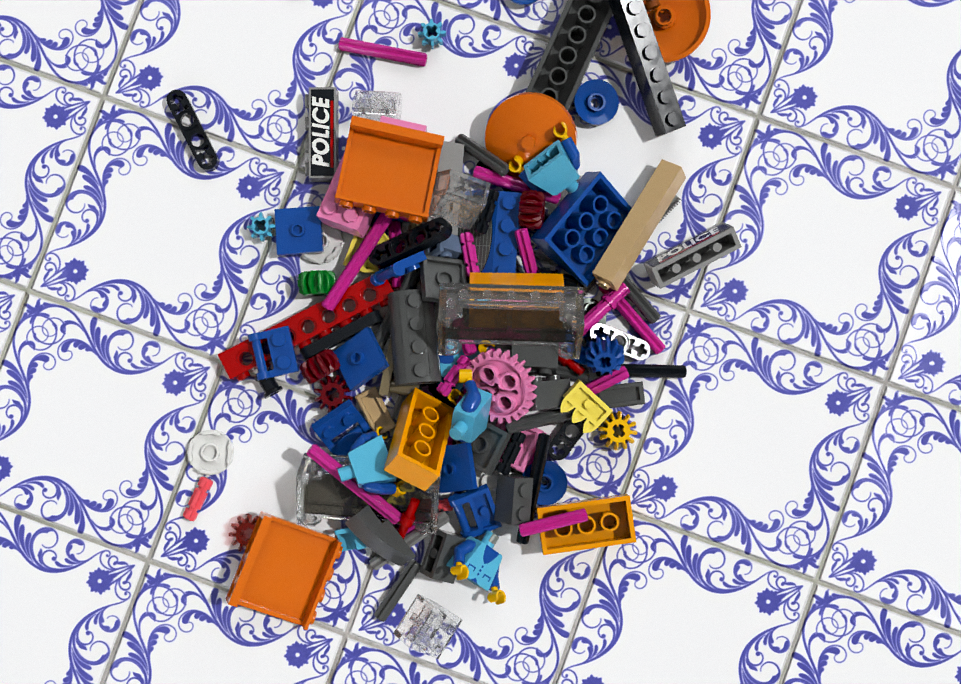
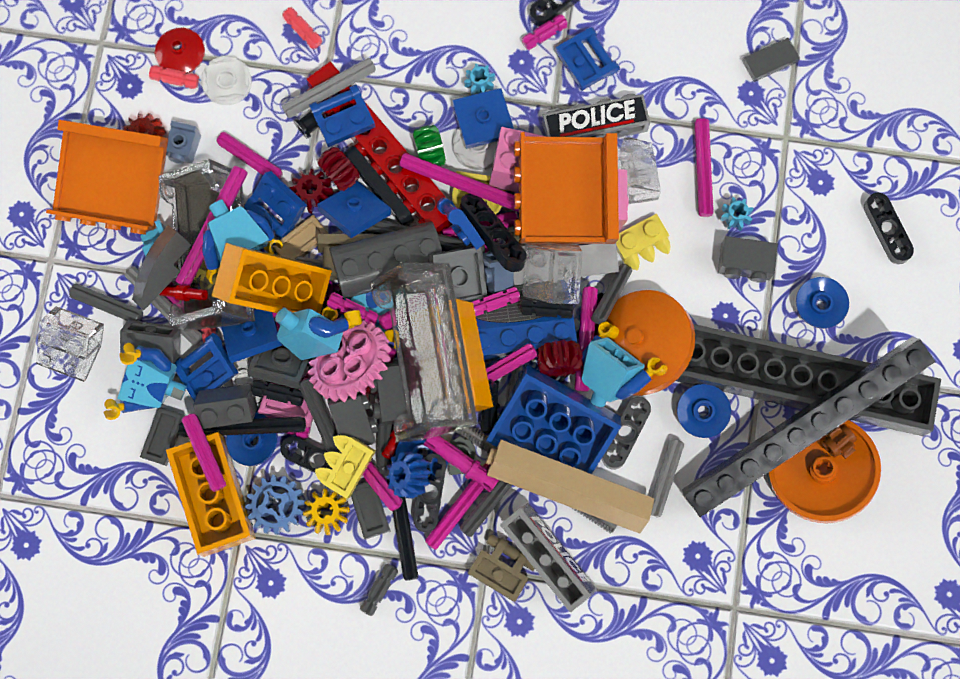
camera: 80 degrees right, 10 degrees down
(175, 375) = (302, 28): none -> coral axle
(183, 489) = (187, 57): none -> red dish
(226, 160) = (544, 32): none -> dark pink axle
(244, 359) = (329, 87): none -> light grey axle
(259, 492) = (186, 151): none -> sand blue brick
(264, 135) = (580, 62): none -> blue plate
(288, 444) = (247, 155): none -> dark pink axle
(435, 119) = (641, 239): none -> light yellow plate
(473, 34) = (747, 259): none -> dark grey brick
(524, 558) = (162, 436): none -> dark grey tile
(599, 160) = (642, 418): none -> dark grey beam
(606, 482) = (264, 509): none -> medium blue gear
(641, 145) = (666, 476): none -> light grey axle
(688, 399) = (379, 589): none -> dark grey axle
(696, 300) = (498, 575): none -> dark tan plate

